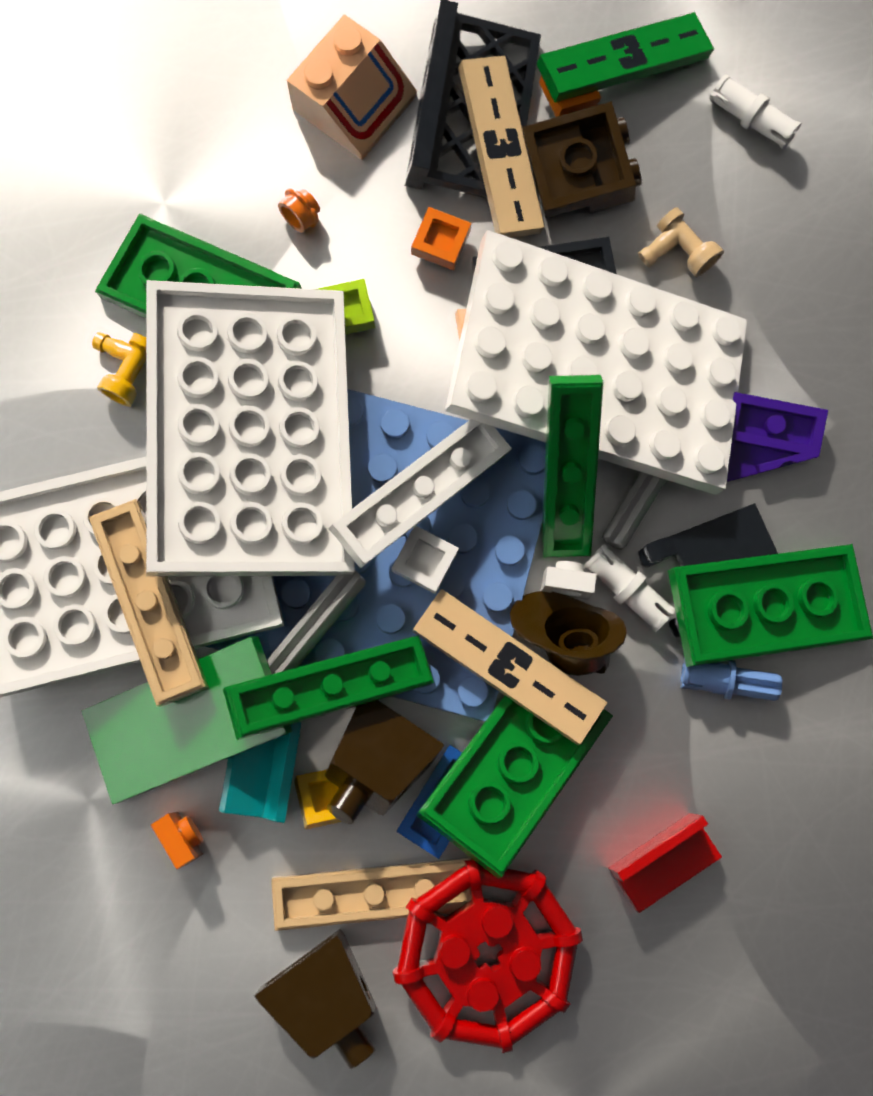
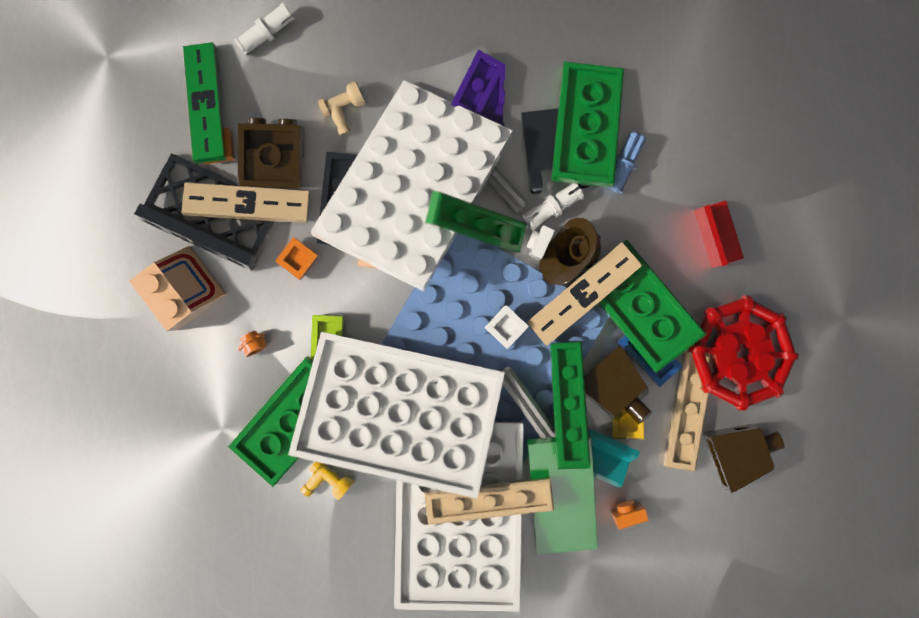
camera: 75 degrees left, 10 degrees up
(419, 490) = (466, 320): white plate -> none

